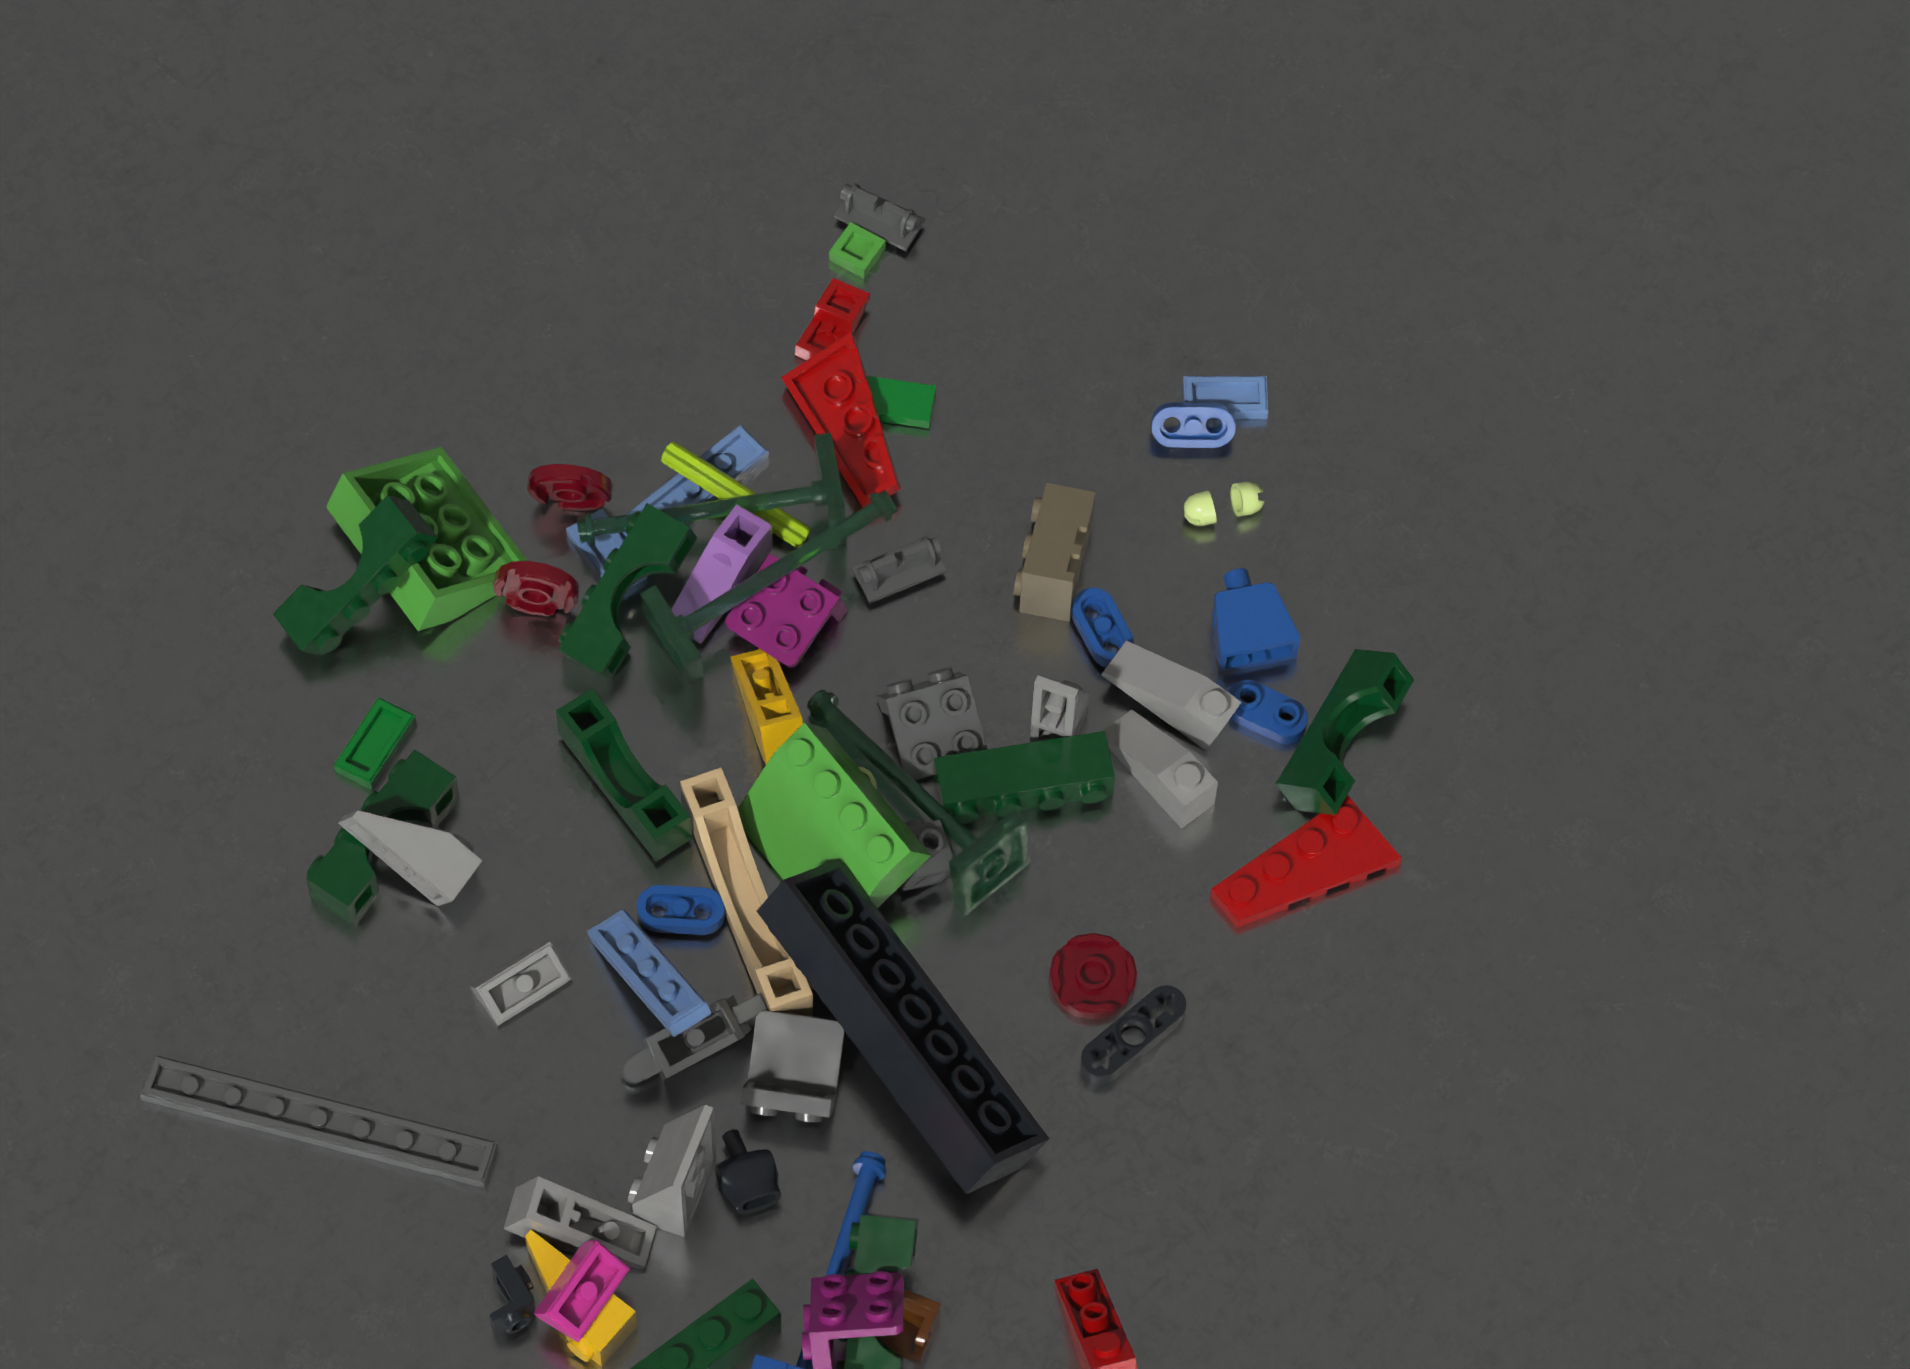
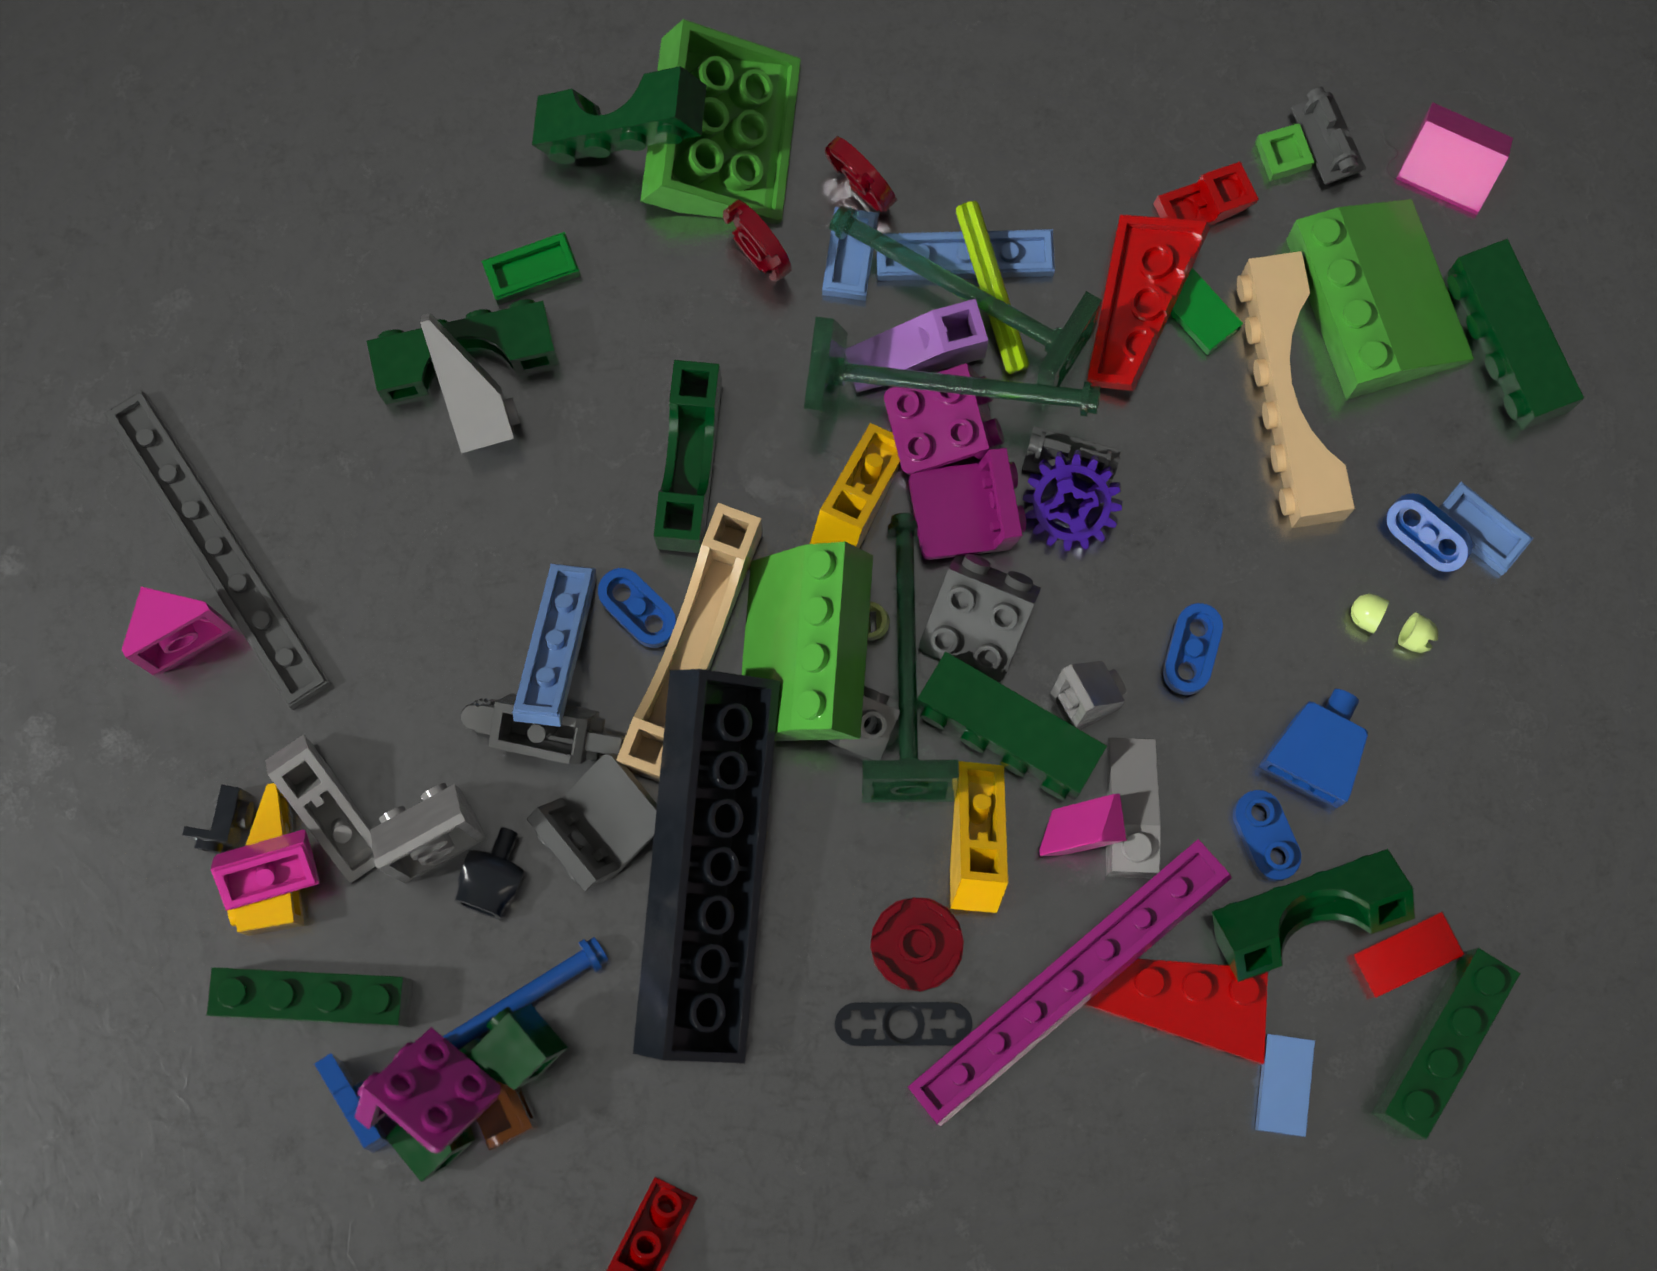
camera: 45 degrees right, 15 degrees up
(348, 1184) = (169, 628): none -> dark pink slope
(521, 982) = (466, 562): light grey slope -> none
(652, 546) = (773, 320): dark green arch -> none
(859, 653) = (968, 507): none -> magenta bracket
(913, 580) = (1077, 518): none -> dark purple gear
(982, 166) = (1455, 158): none -> slope
(1011, 298) = (1378, 295): none -> bright green slope
(1055, 551) = (1212, 549): dark tan wedge -> none
(1075, 448) = (1312, 477): none -> tan arch
(1076, 870) = (979, 839): none -> yellow slope
(1130, 251) = (1513, 335): none -> dark green brick
(1138, 796) = (1084, 826): none -> dark pink slope
(1173, 693) = (1197, 757): light grey slope -> none
(1222, 907) = (1069, 982): none -> magenta plate
(1429, 862) = (1285, 1085): none -> medium blue tile
(1431, 710) = (1409, 954): none -> red slope
(1508, 745) = (1445, 1044): none -> dark green brick

